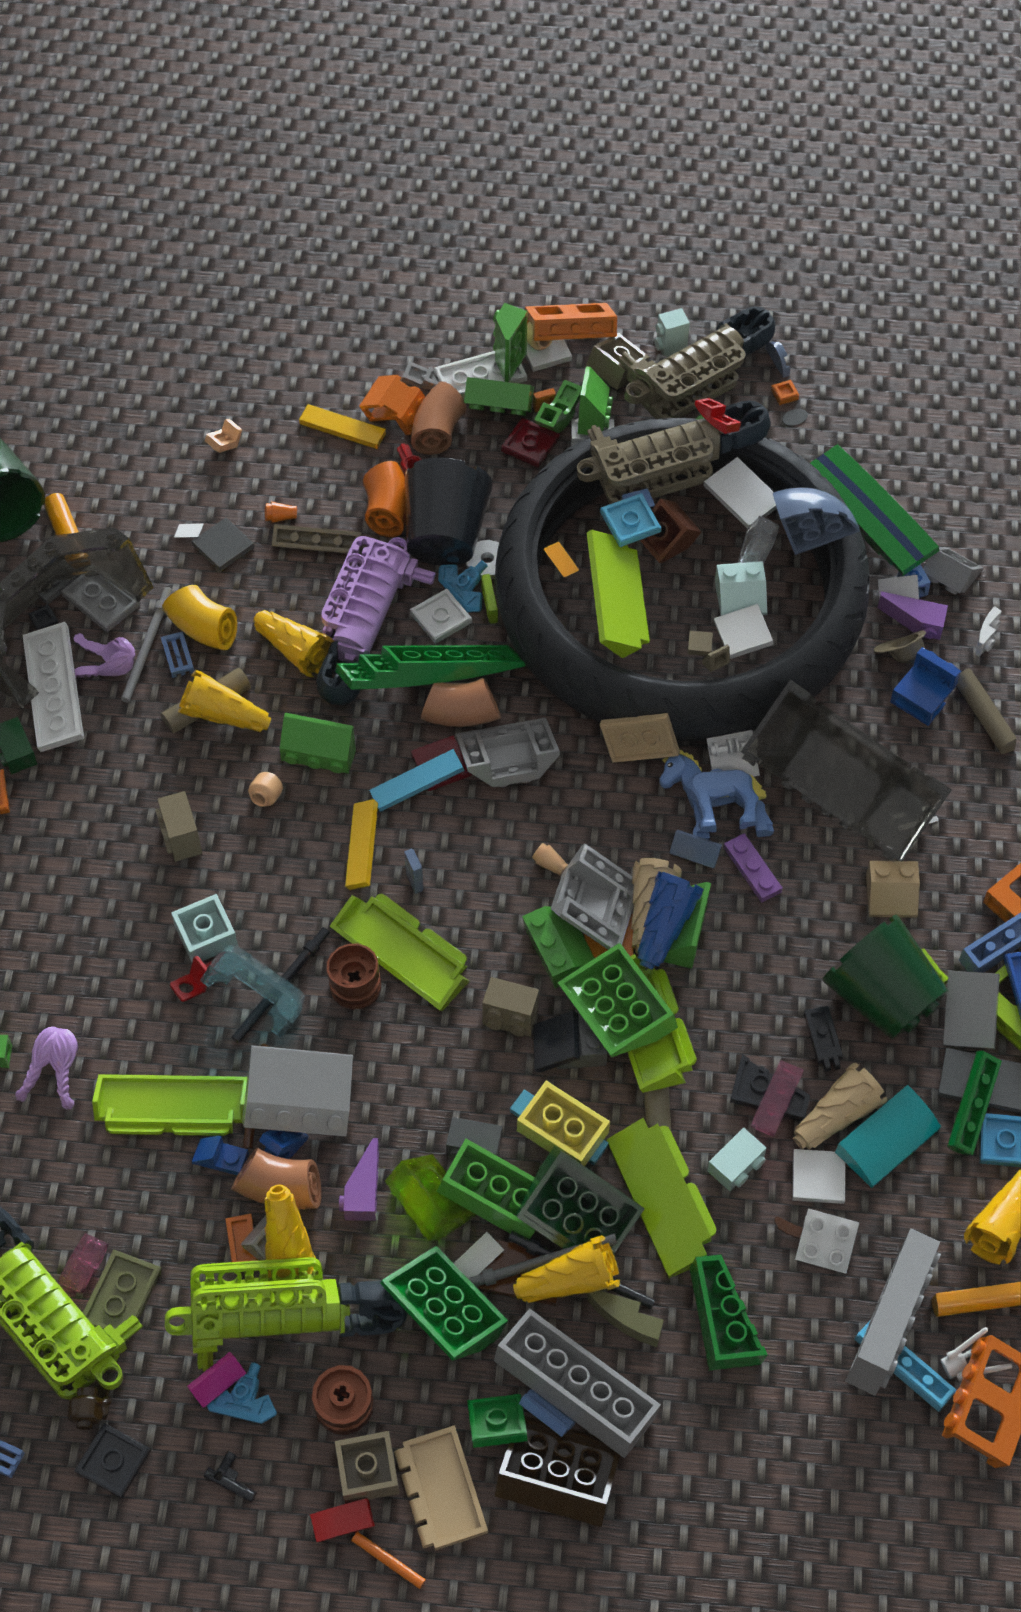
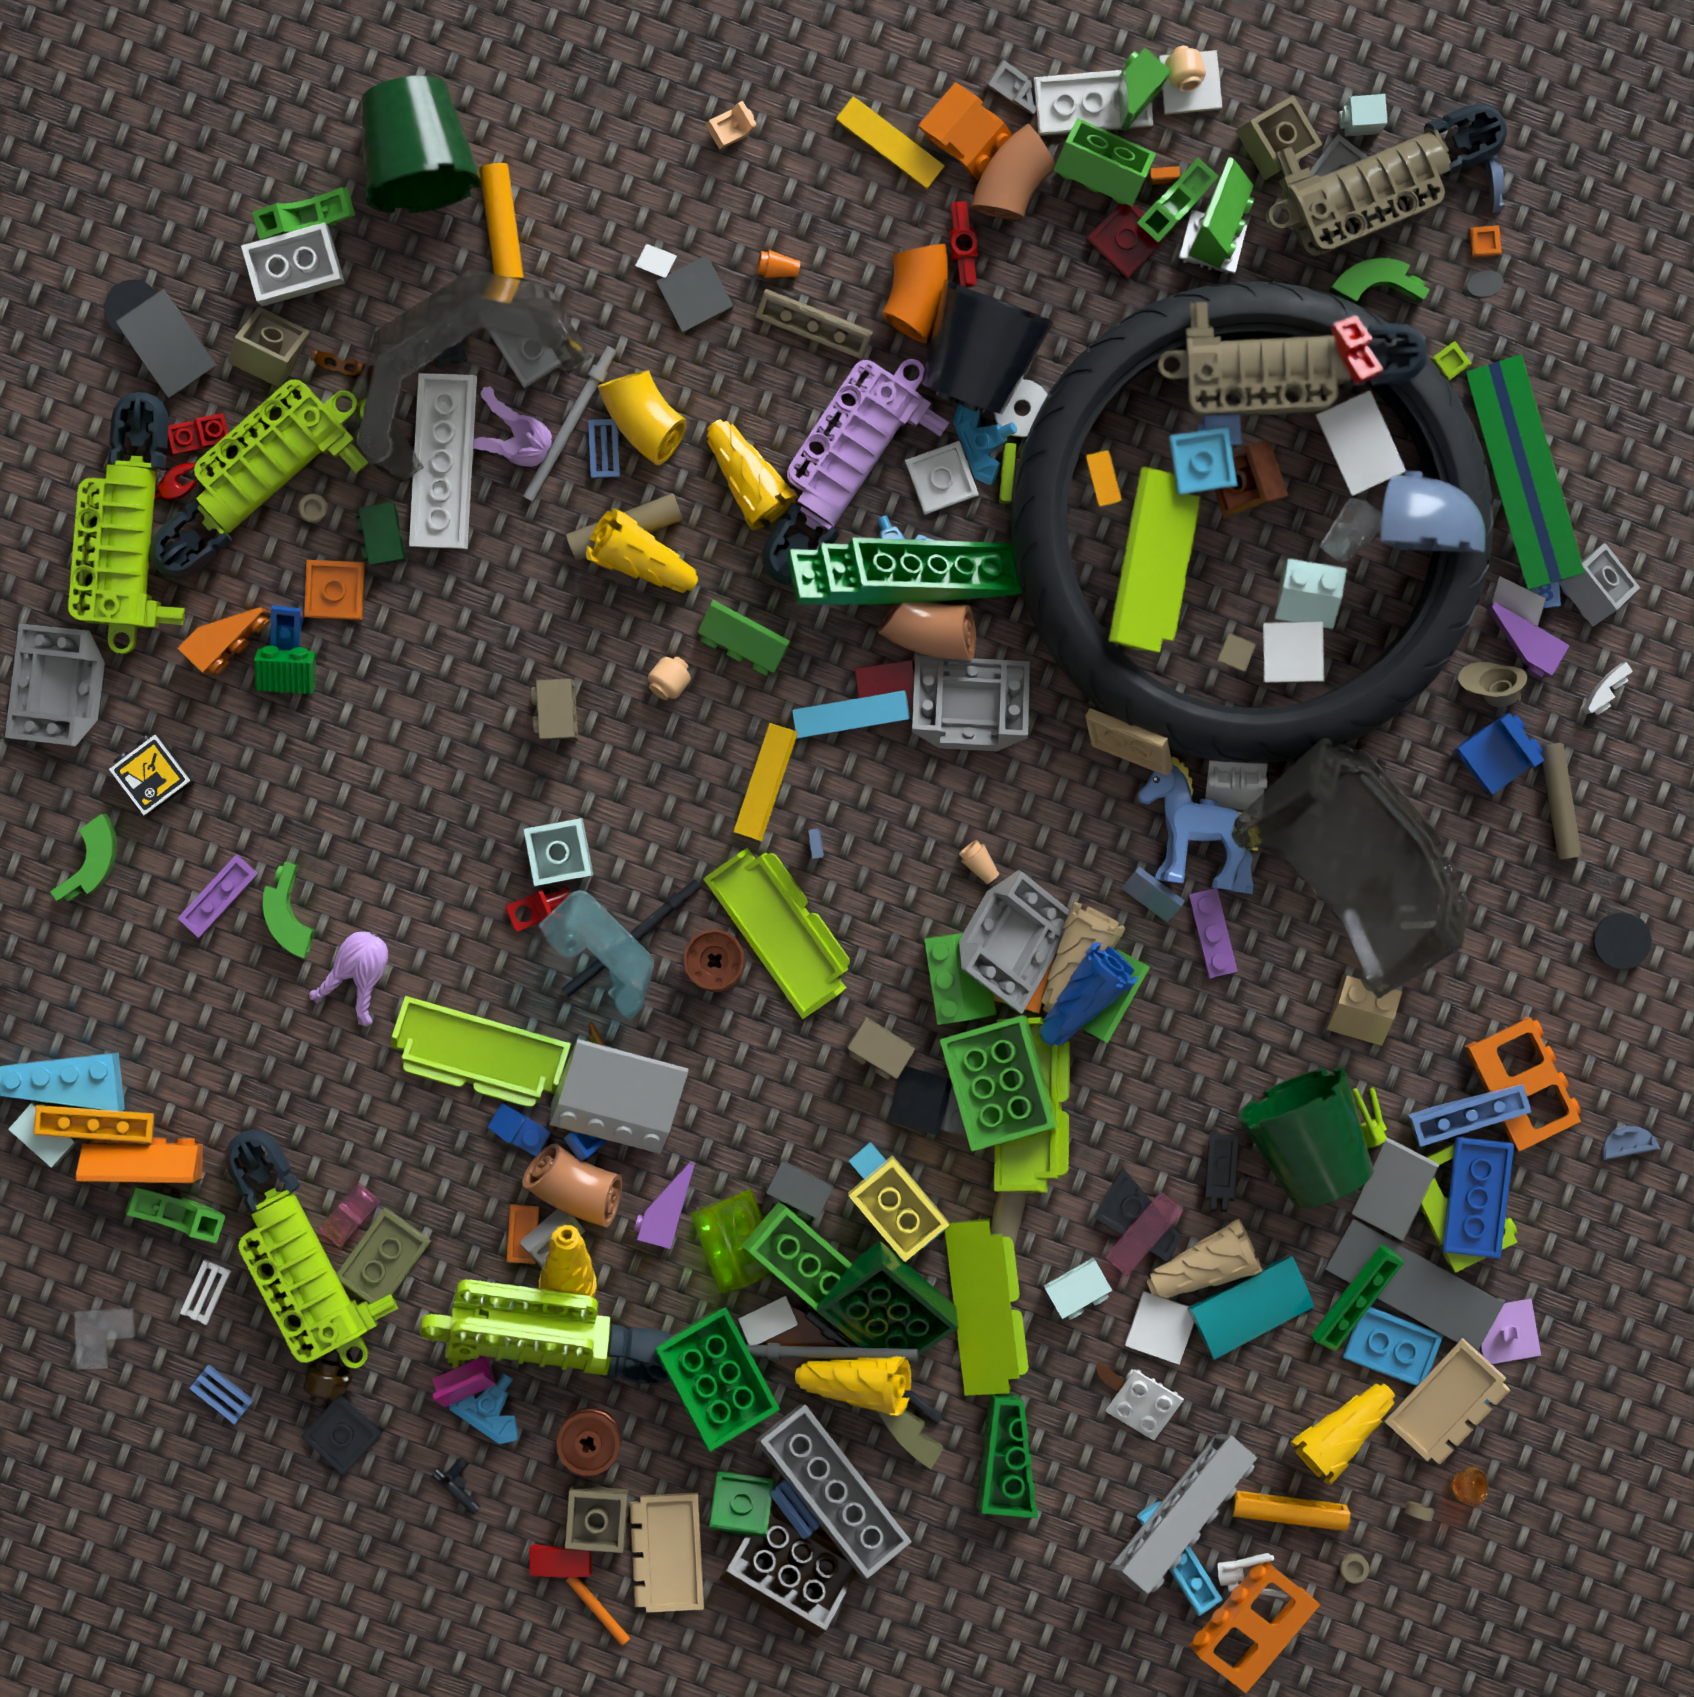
camera: 15 degrees right, 30 degrees up
(572, 321) = (1234, 75): orange window -> none
(717, 658) = (1248, 682): dark tan slope -> none

